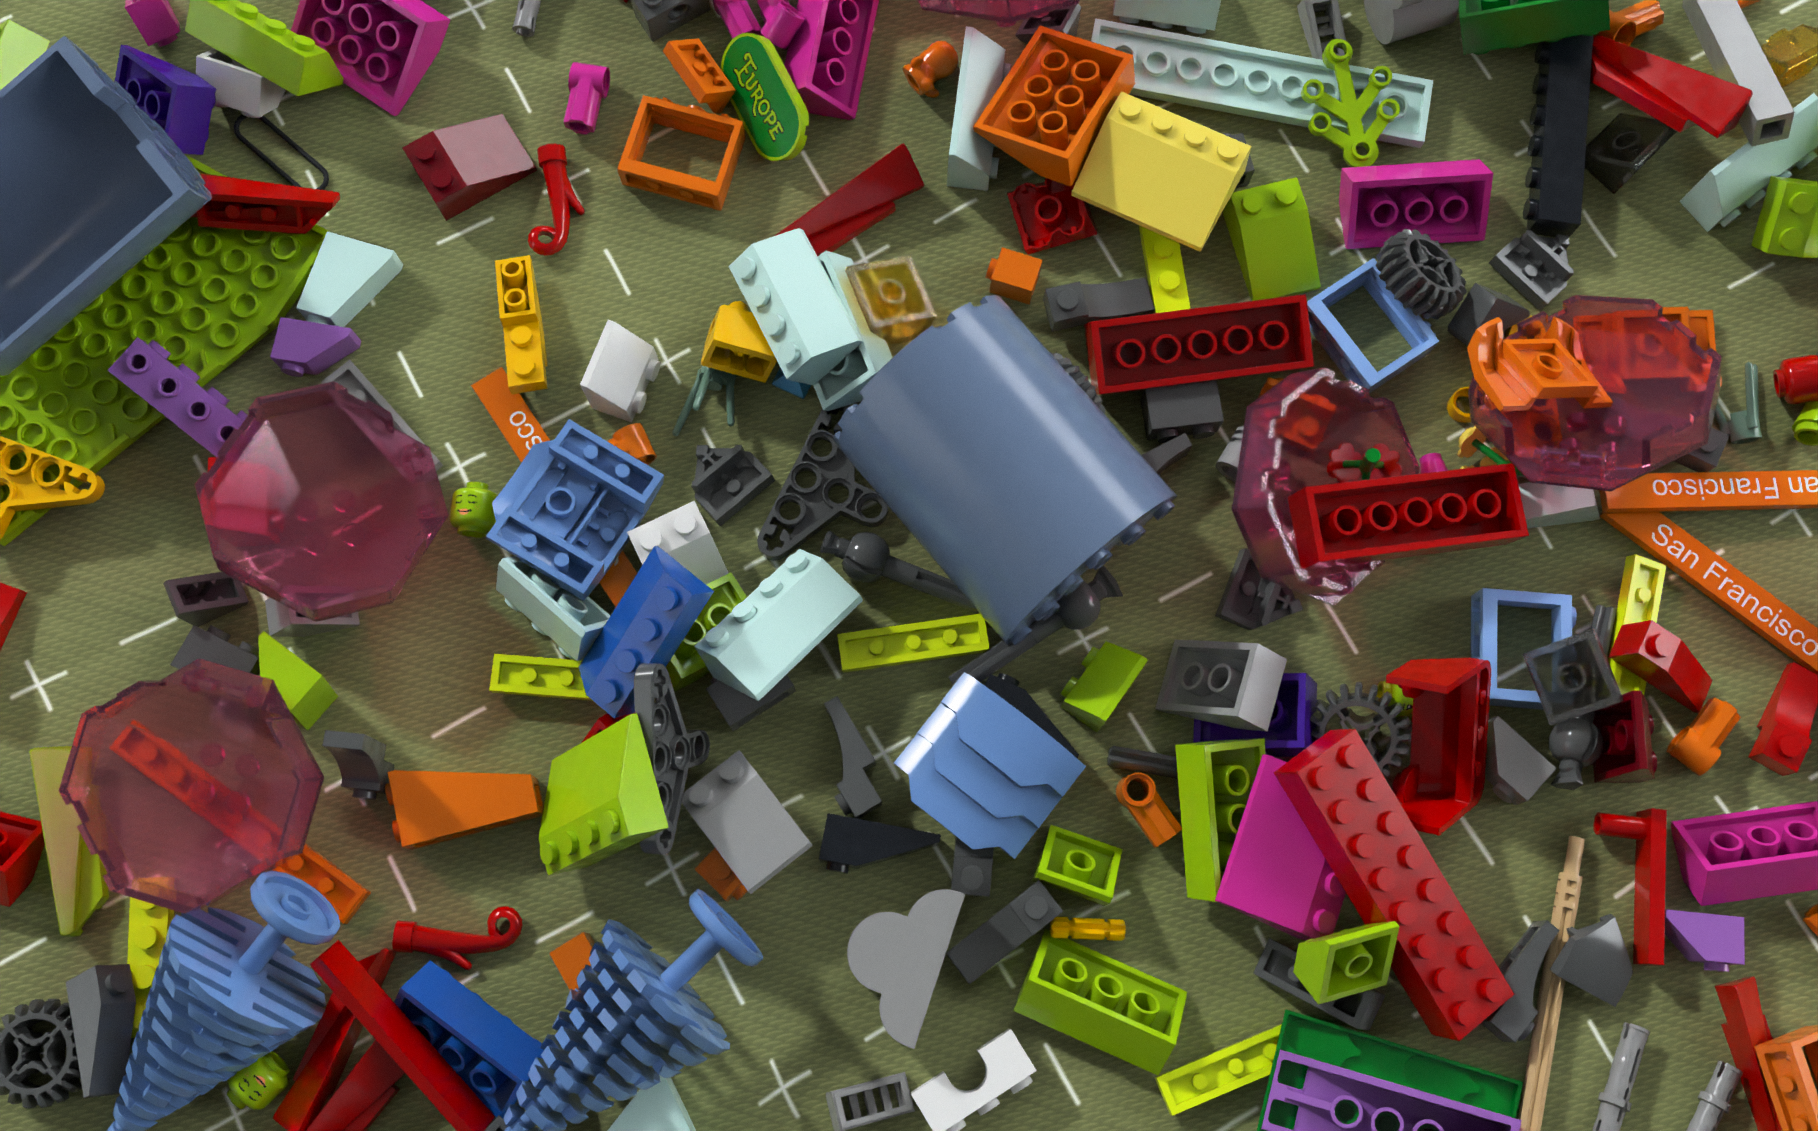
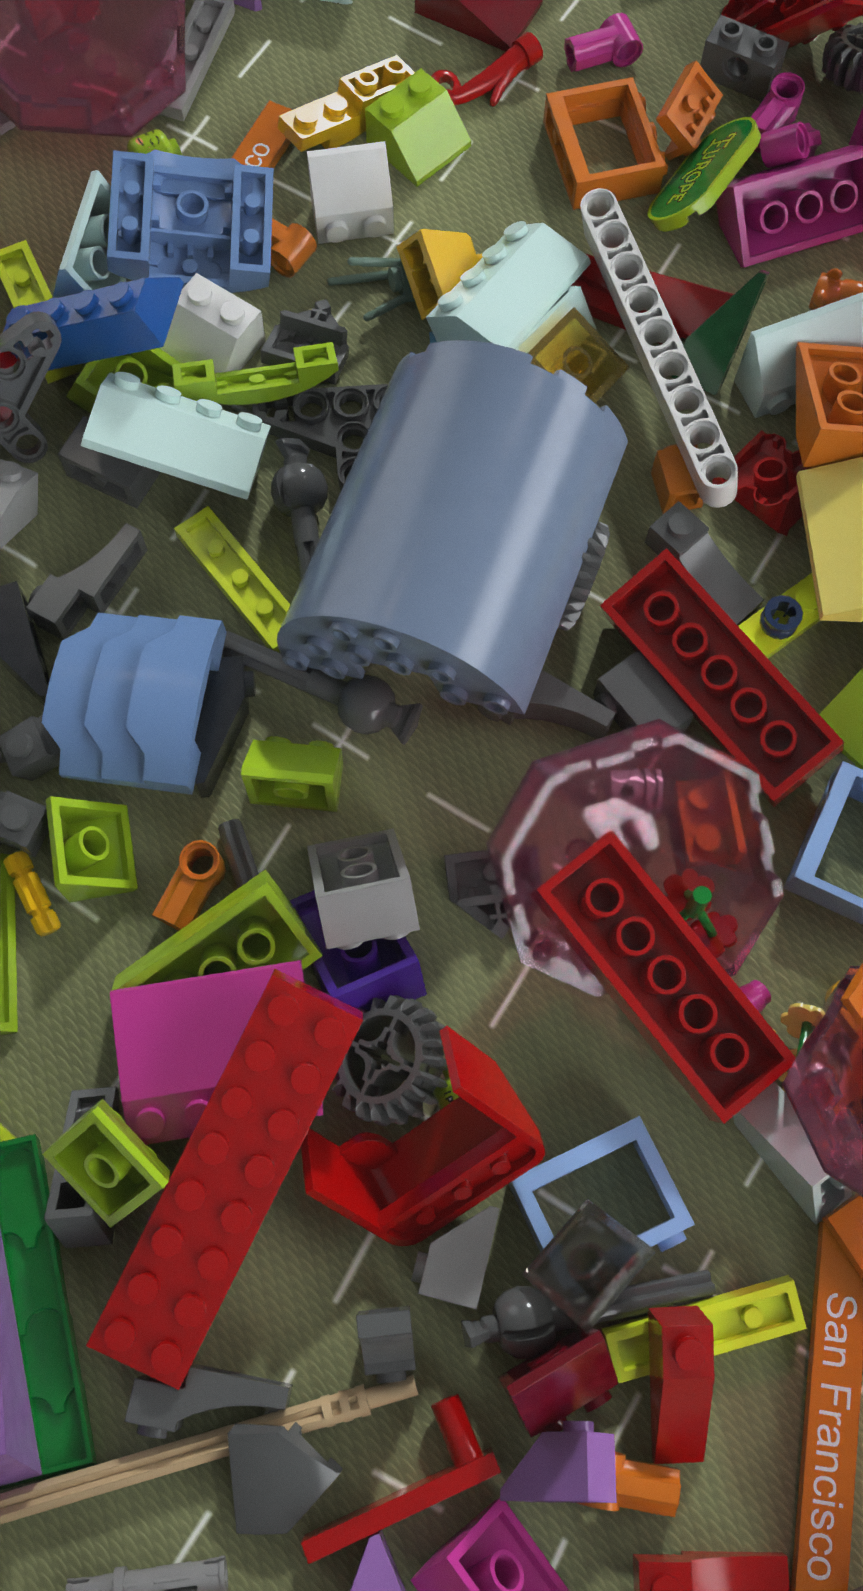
camera: 60 degrees right, 5 degrees down
(578, 285) = (417, 127): none -> lime slope
(752, 534) = (259, 384): none -> lime slope
(897, 213) = (607, 228): none -> white beam
(924, 178) = (718, 338): none -> dark green slope
(1161, 275) = (789, 607): none -> dark blue bush
(1550, 835) = (386, 1342): none -> dark grey slope
(1685, 767) = (566, 1468): none -> medium lavender slope

